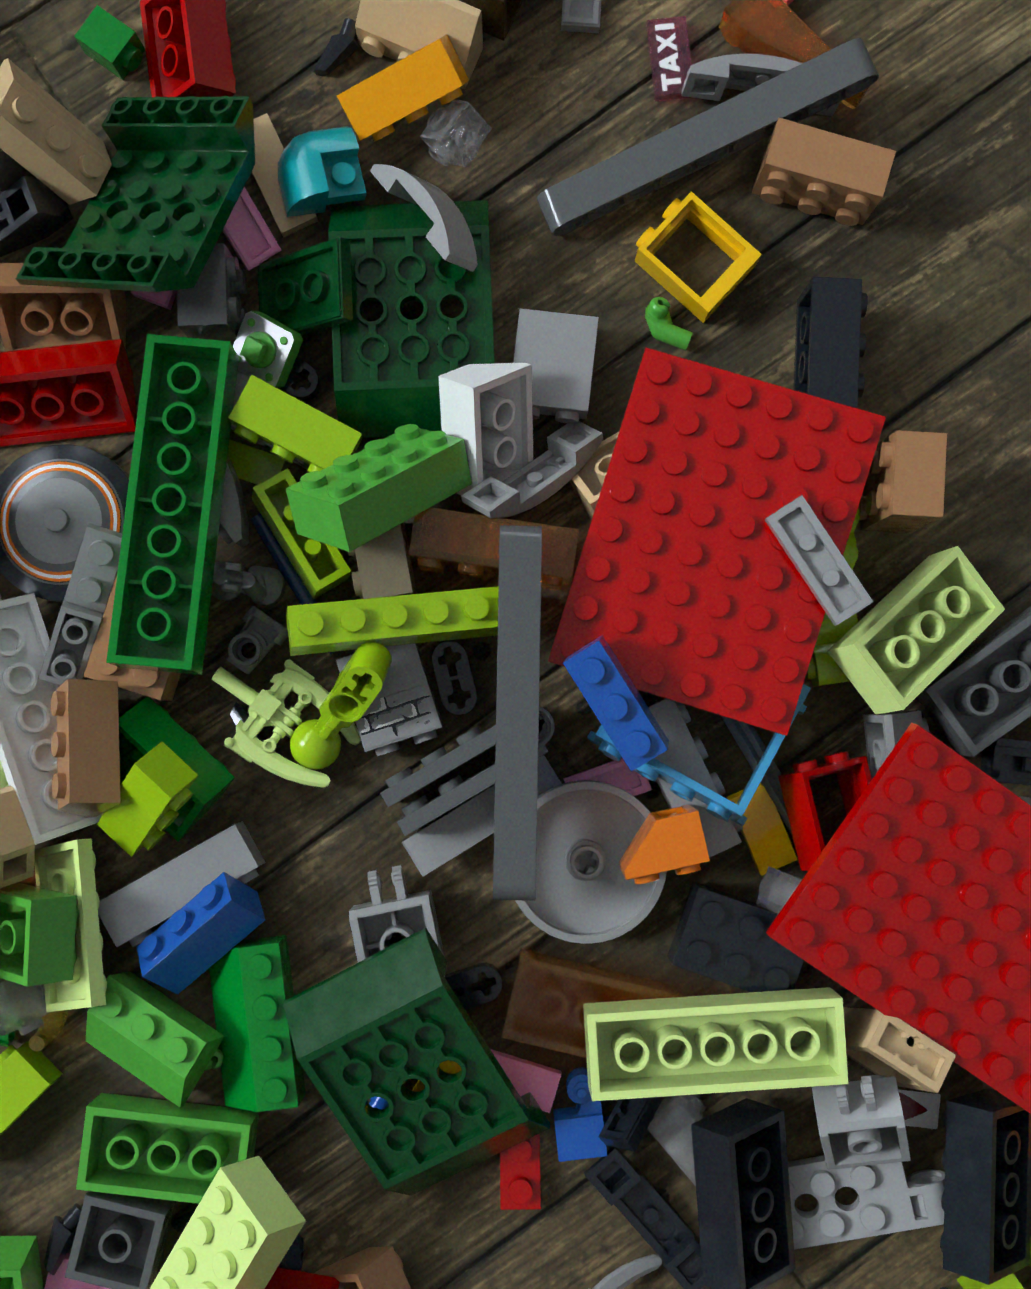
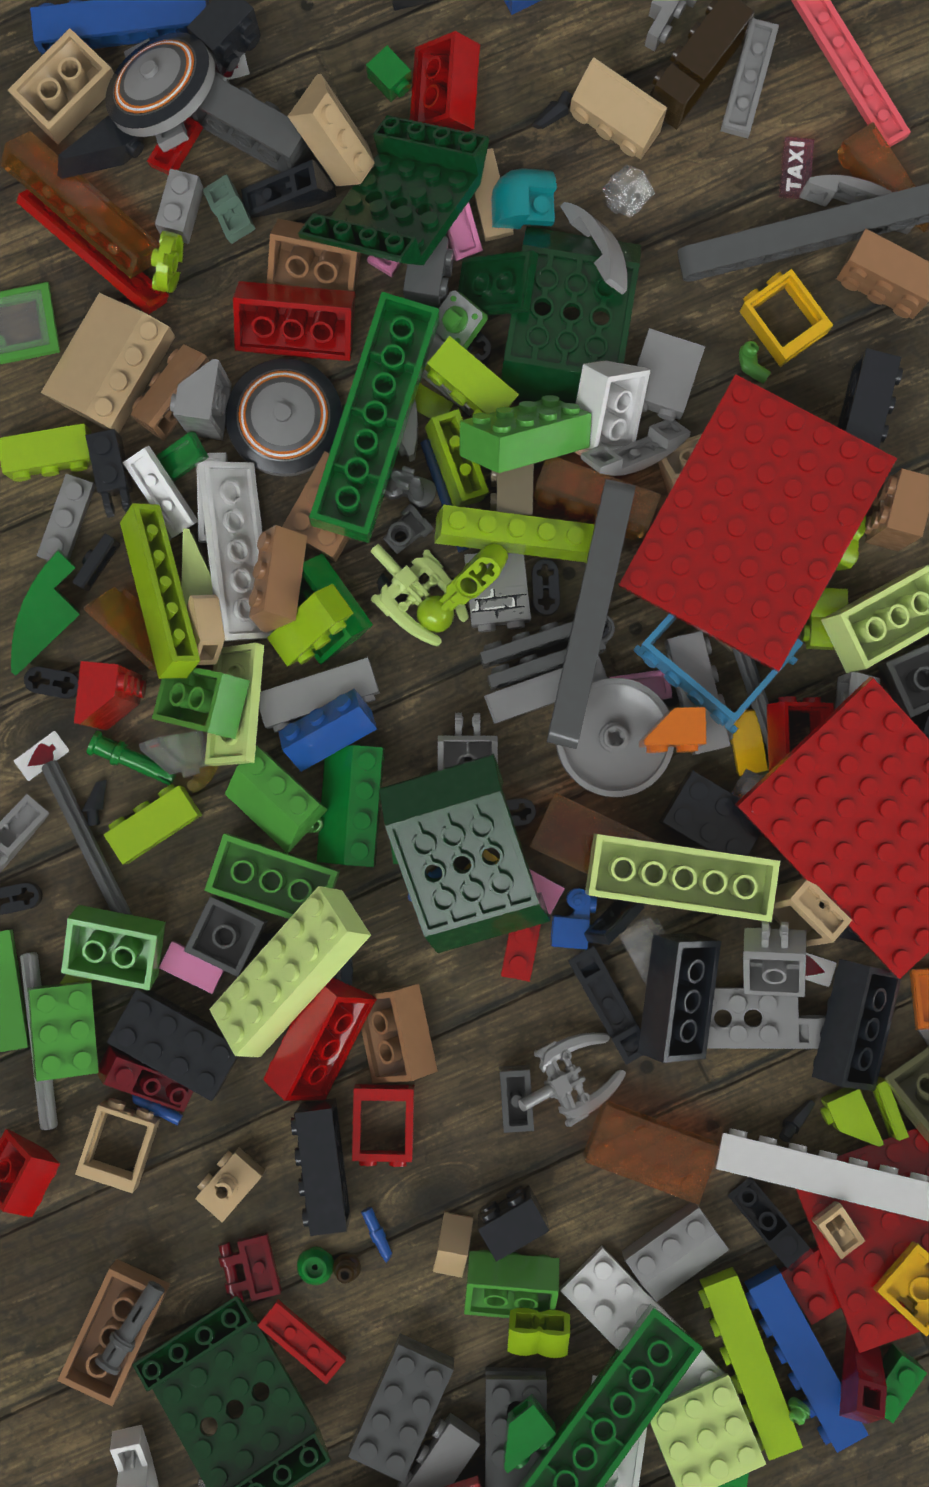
camera: 15 degrees right, 0 degrees up
(61, 1238) = (181, 929): black bar -> none
(83, 605) = (290, 477): light grey slope -> none
(404, 90) = (598, 152): light orange brick -> none
(616, 703) = (663, 620): blue brick -> none
(818, 560) = (827, 549): light grey plate -> none

